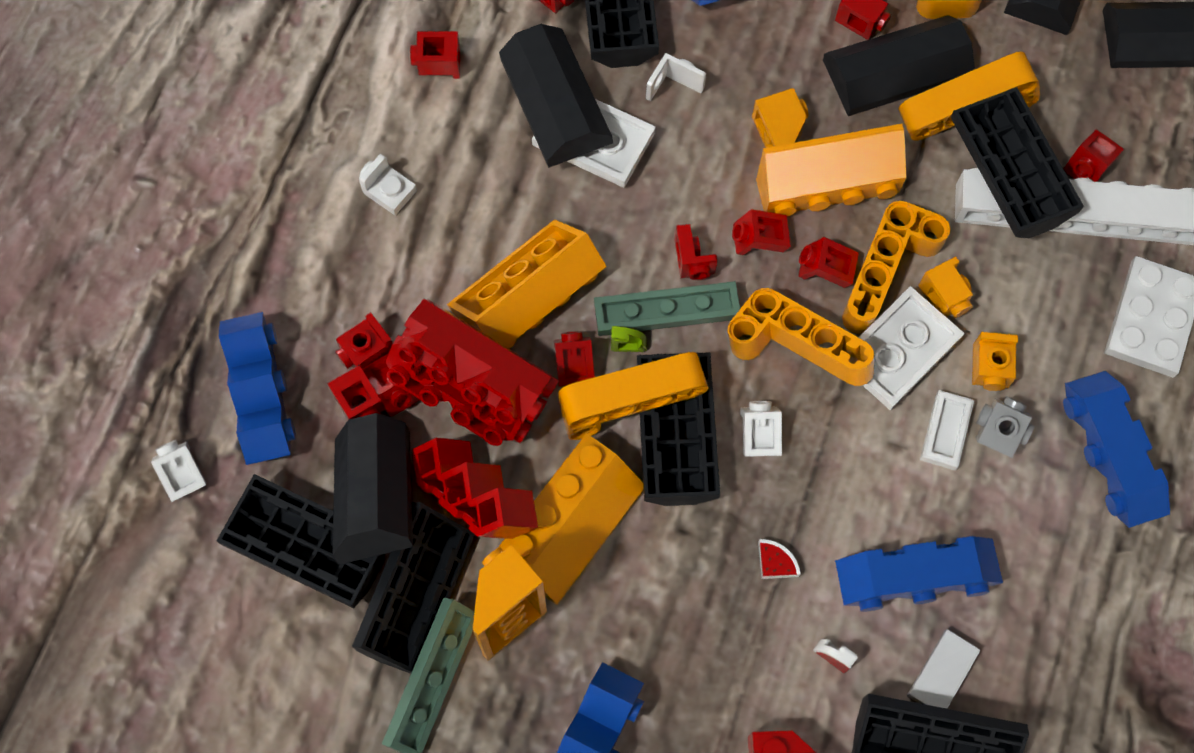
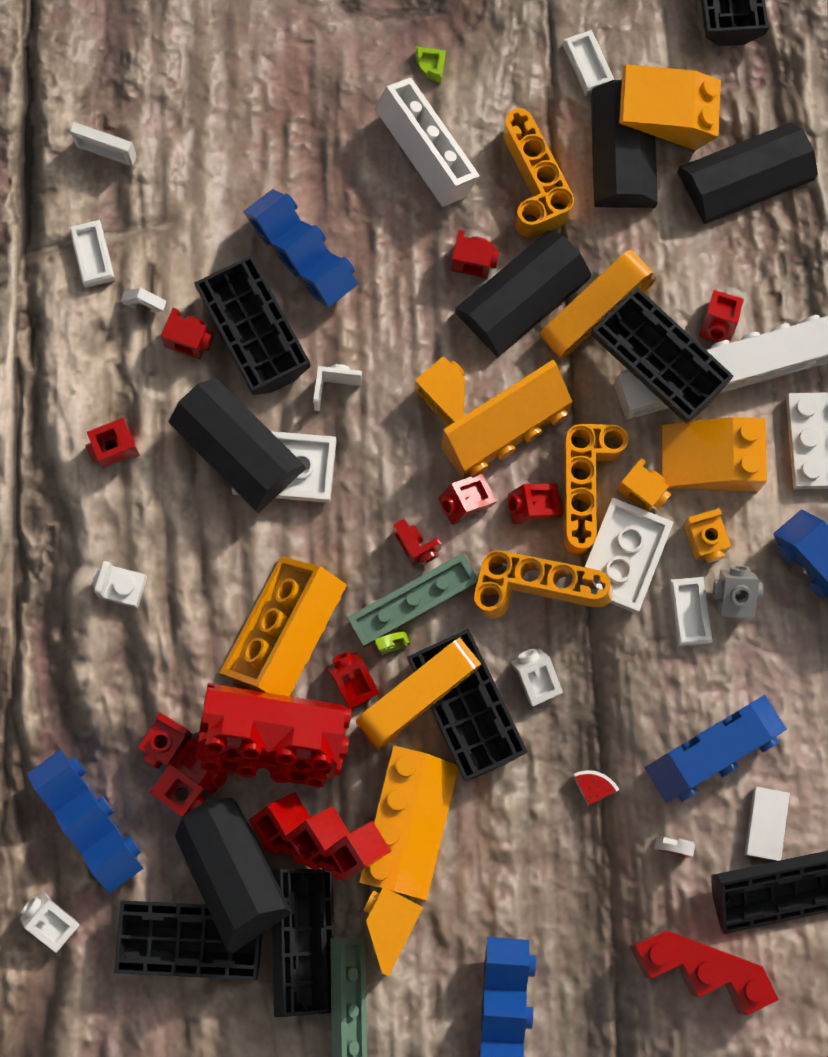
camera: 25 degrees left, 5 degrees up
(1035, 286) = (715, 454): none -> light orange slope

